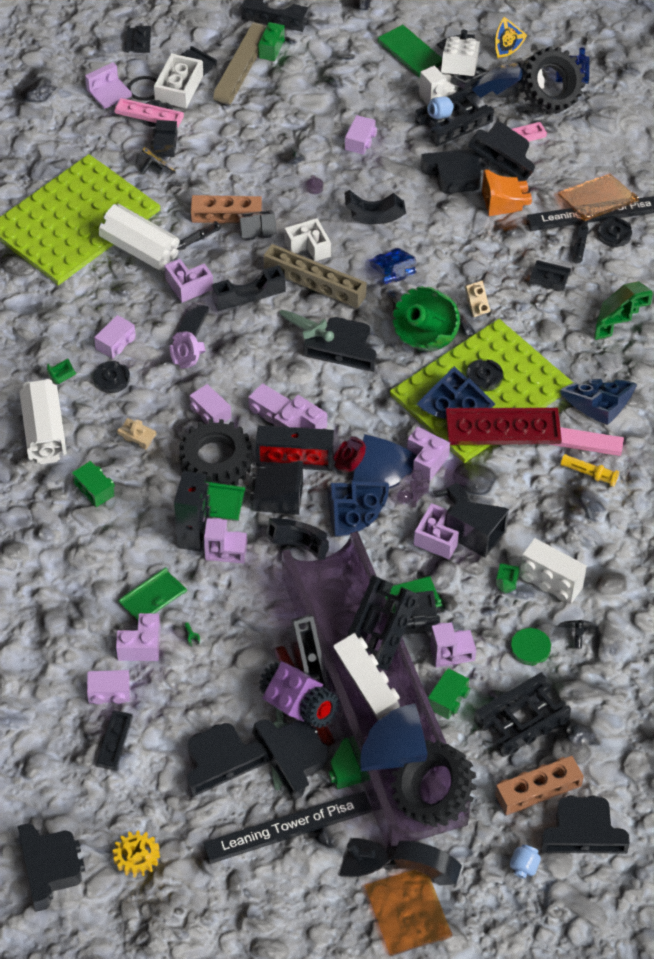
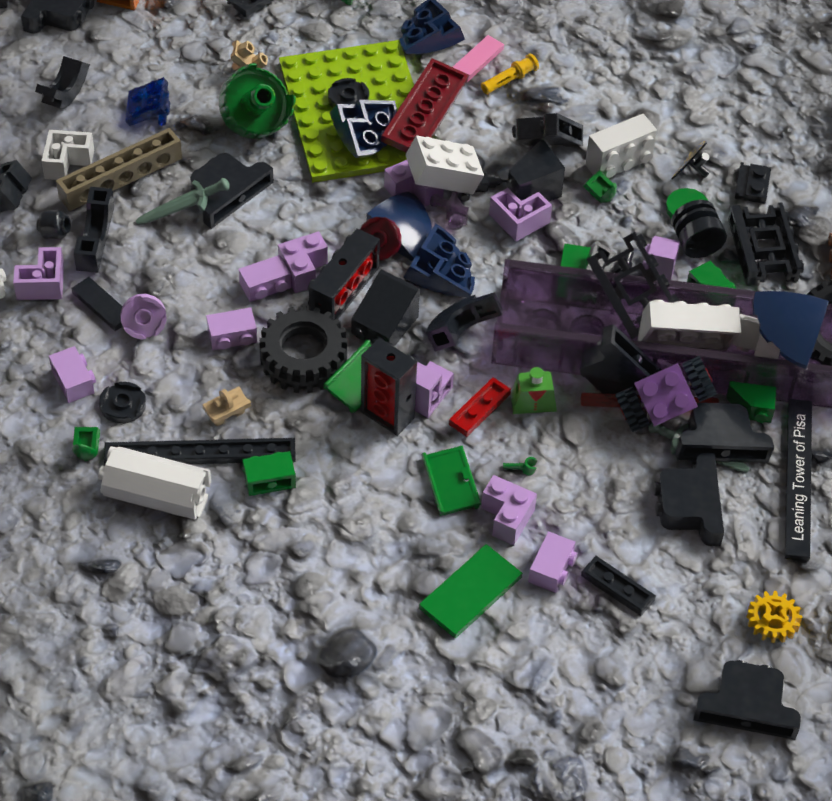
camera: 65 degrees left, 0 degrees up
(59, 647) = (470, 591): none -> green tile
(95, 440) = (209, 451): none -> black tile
(230, 585) = (479, 406): none -> red plate
(241, 265) = (53, 224): none -> black head
(255, 609) = (533, 392): none -> bright green torso
(439, 458) = (444, 165): none -> white brick
(498, 658) = (699, 228): none -> black wheel
(530, 515) = (551, 127): none -> black brick
(591, 684) = (753, 182): none -> black plate

